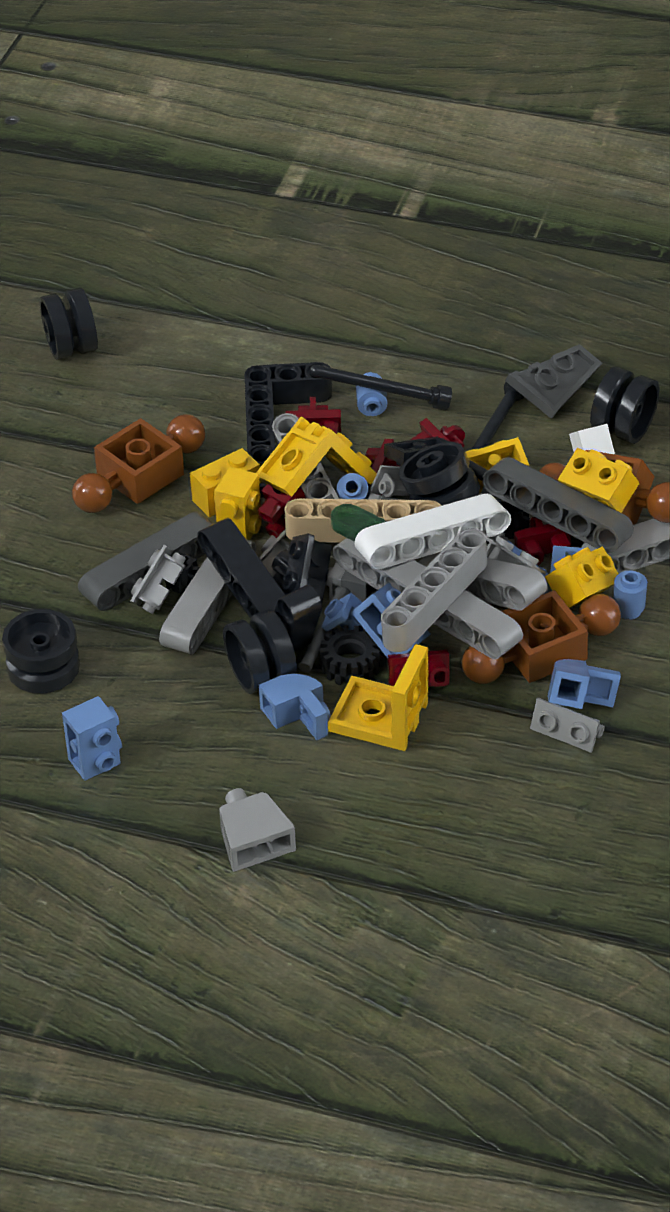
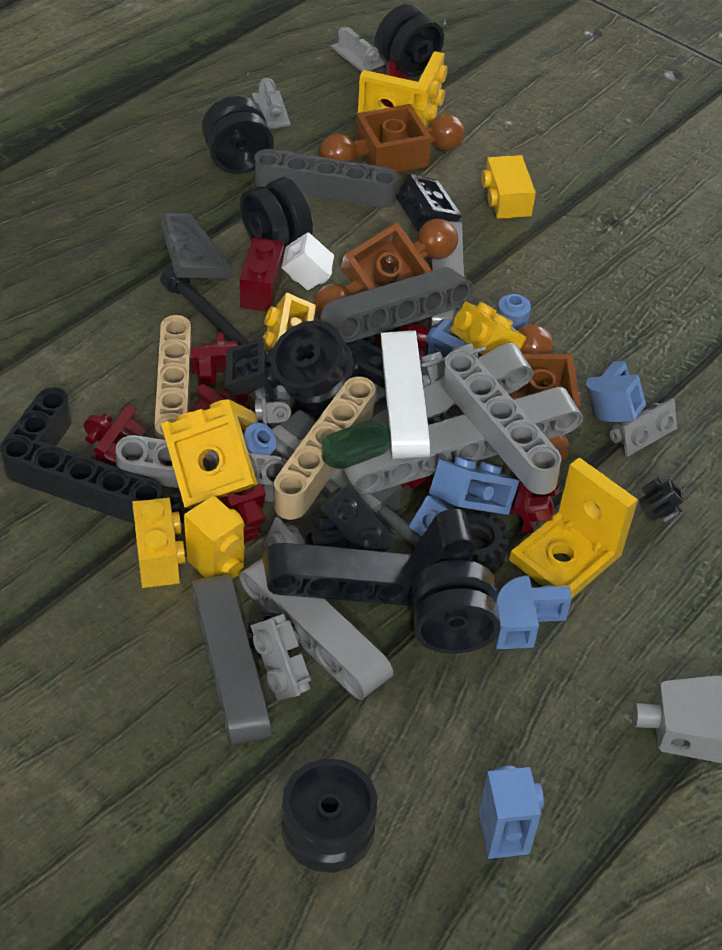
camera: 70 degrees left, 5 degrees up
(138, 462) = (71, 606): dark orange brick -> none
(371, 401) = (105, 379): medium blue brick -> none
(401, 423) = (173, 371): none -> tan beam
(438, 396) = (146, 336): black piece -> none
(476, 752) = (662, 499): none -> black gear
(549, 428) = (261, 274): none -> dark red brick
(600, 478) = (398, 258): yellow brick -> none

